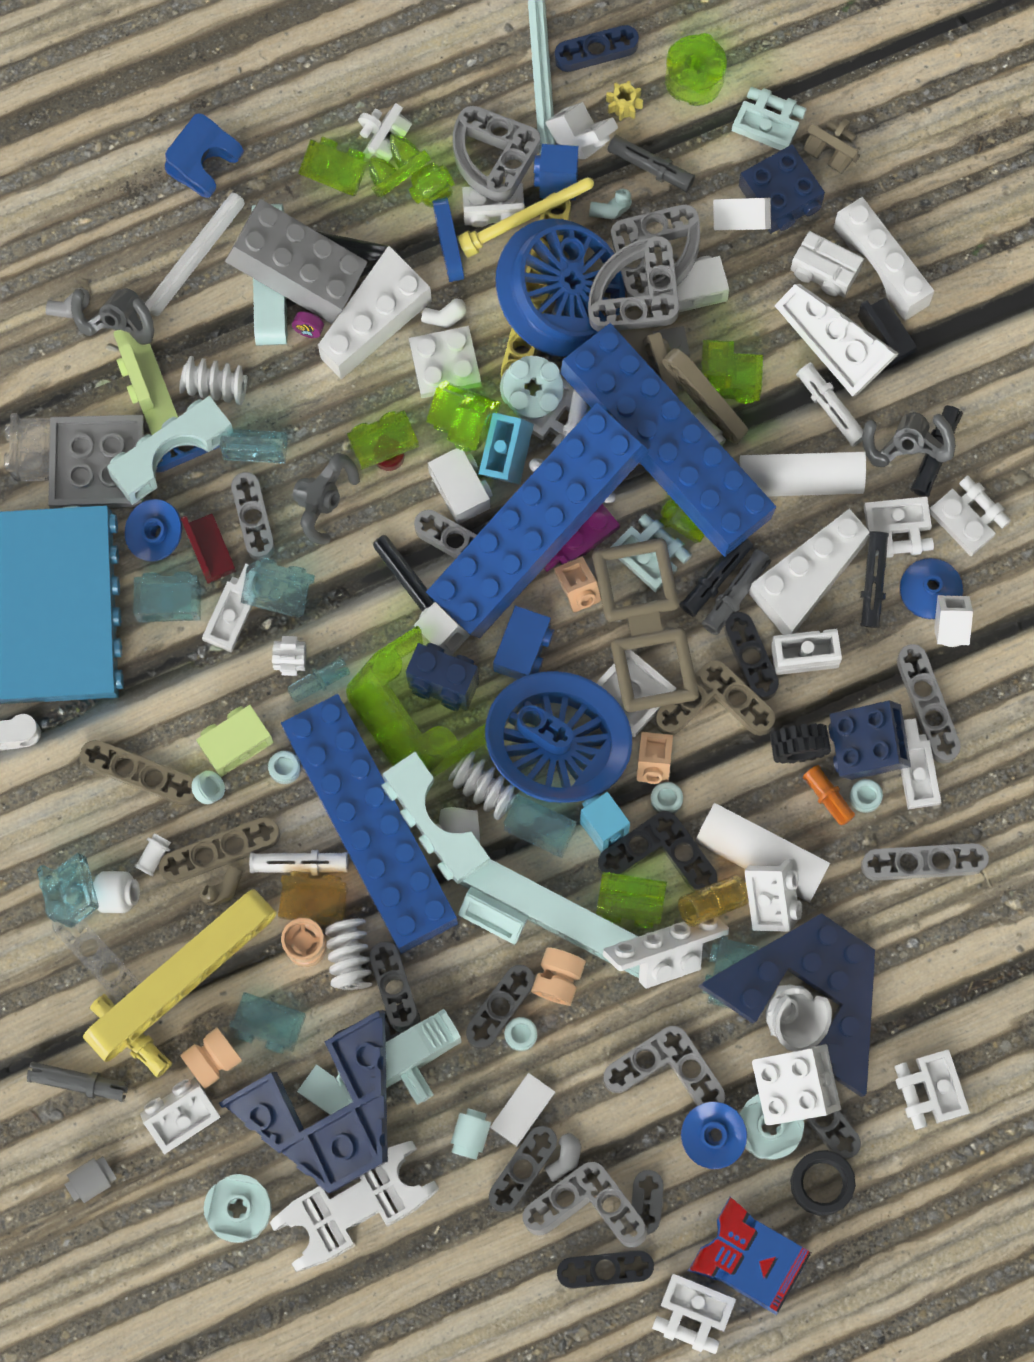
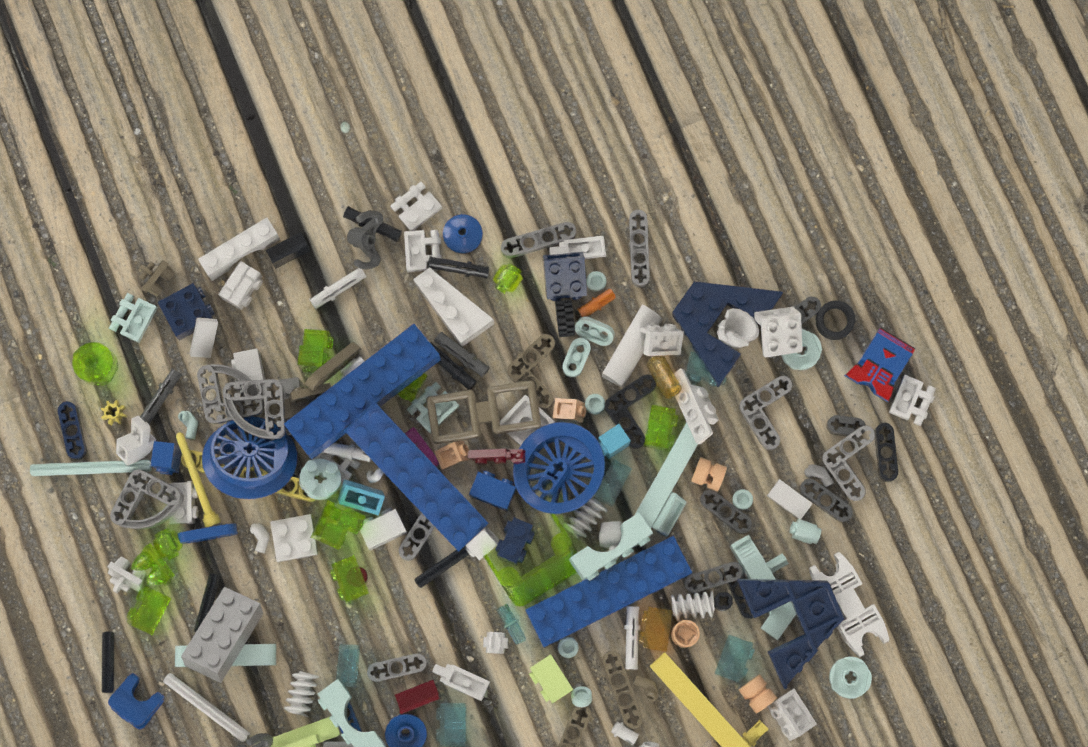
camera: 90 degrees left, 5 degrees up
(260, 117) = (107, 662): none -> black axle
(276, 587) = (450, 651): clear light blue bracket -> none
(307, 324) = (263, 629): magenta tile -> none
(322, 495) = (387, 620): dark grey piece -> none
(357, 992) = (729, 602): none -> black bush
(375, 313) = (255, 580): white wedge -> none
(576, 647) = (499, 456): none -> hinge
(697, 1135) = (816, 383): blue dish -> none
(740, 764) = (576, 358): none -> light aqua plate
(751, 632) = (516, 336): black beam -> none
(783, 795) = (595, 330): none -> light aqua plate
(806, 651) = (505, 312): white brick -> none
(807, 473) = (385, 306): white brick -> none
(840, 343) = (295, 281): white wing -> none
(862, 656) = (507, 278): none -> clear neon green head
(941, 1086) = (776, 247): white plate -> none
(953, 620) = (487, 220): white brick -> none

